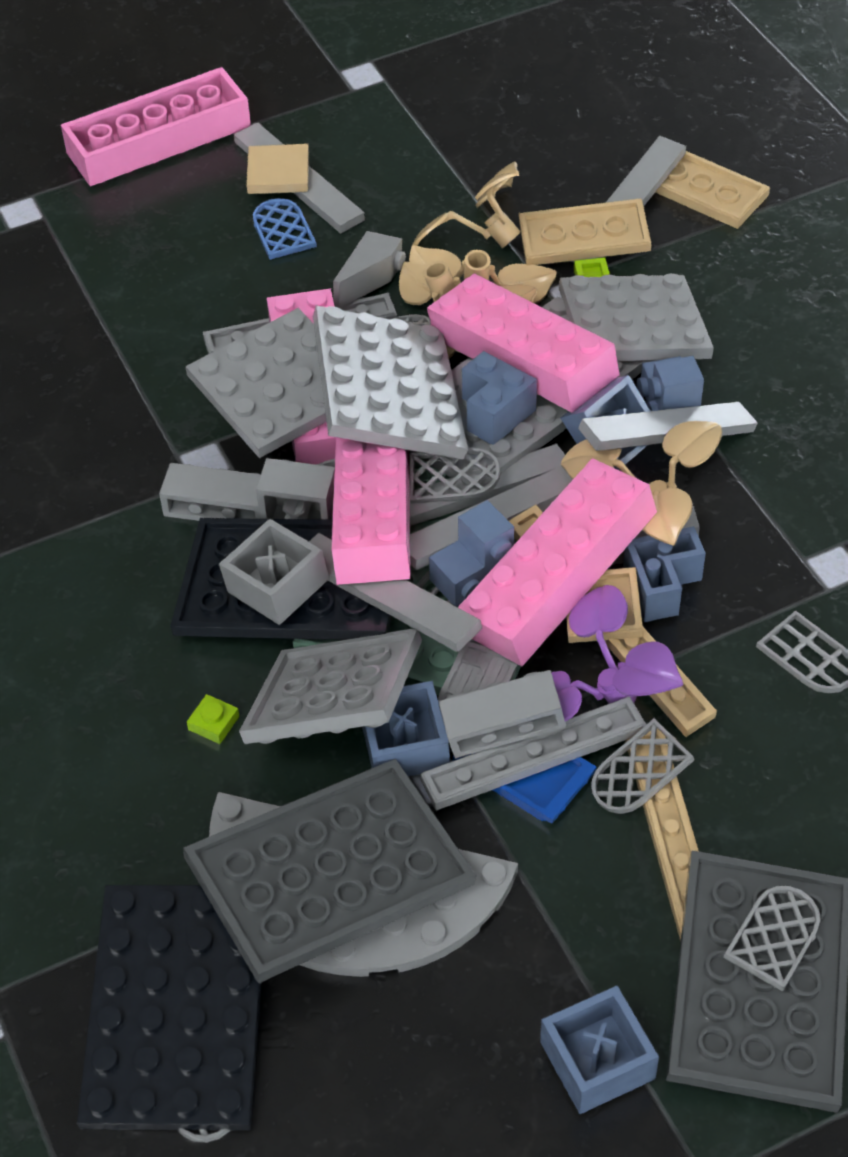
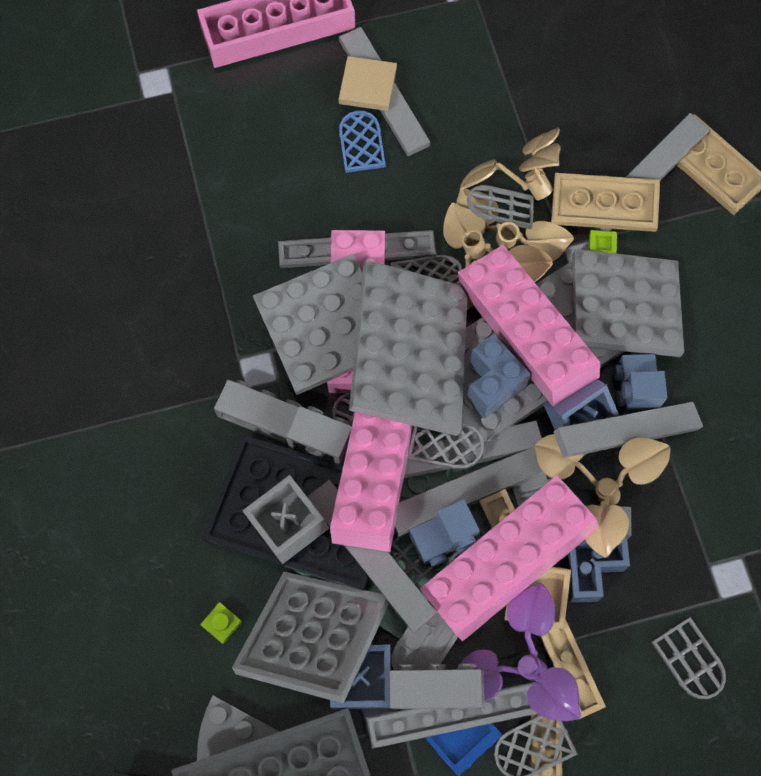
camera: 10 degrees right, 20 degrees up
(368, 267) = (422, 205): light grey slope -> none
(451, 247) = (511, 202): none -> light grey window

